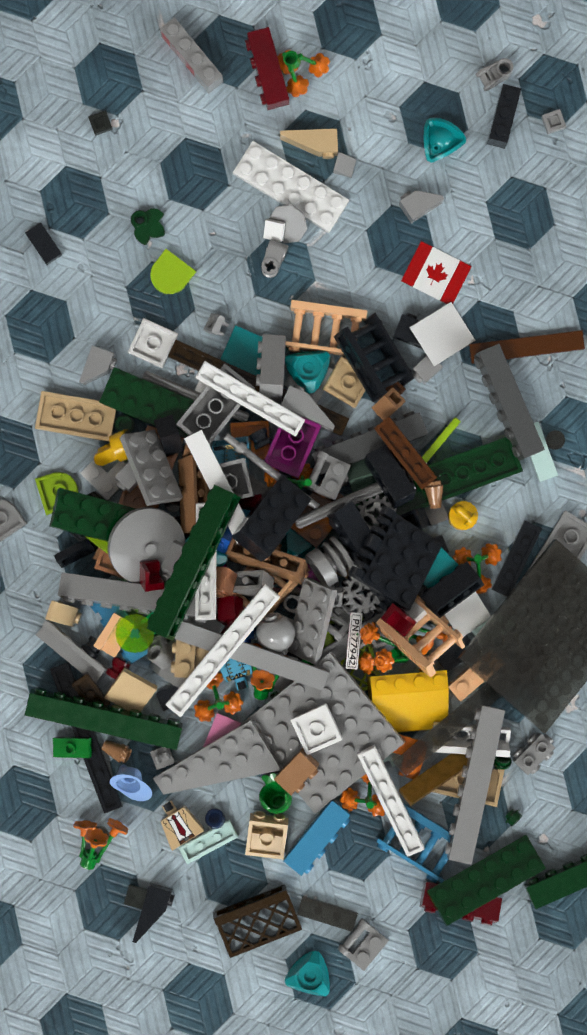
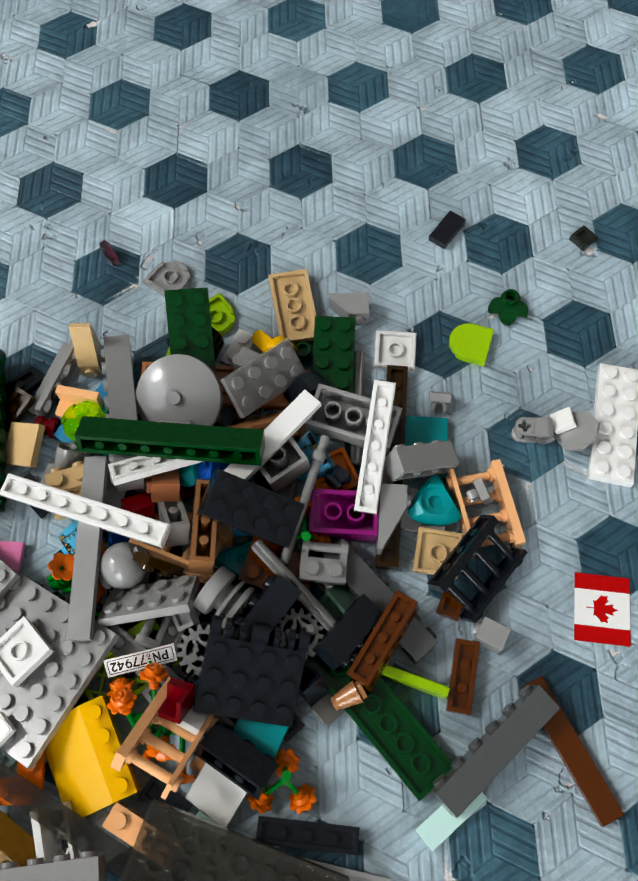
camera: 80 degrees right, 20 degrees down
(74, 553) = (152, 344): black tile -> none
(150, 577) = (147, 408): dark red panel -> none
(231, 703) = (24, 528): orange plant -> none
(287, 604) = (150, 563): none -> dark brown plate
(315, 327) = (480, 493): none -> light grey tile
(388, 404) = (433, 604): medium nougat brick -> none
(404, 333) = (524, 601): black slope -> none
(442, 334) = (538, 638): white sticker -> none
(448, 403) = (462, 677): none -> reddish brown plate
(463, 515) = (336, 743): yellow piece -> none
(555, 440) = (474, 830): clear smoke tile -> none

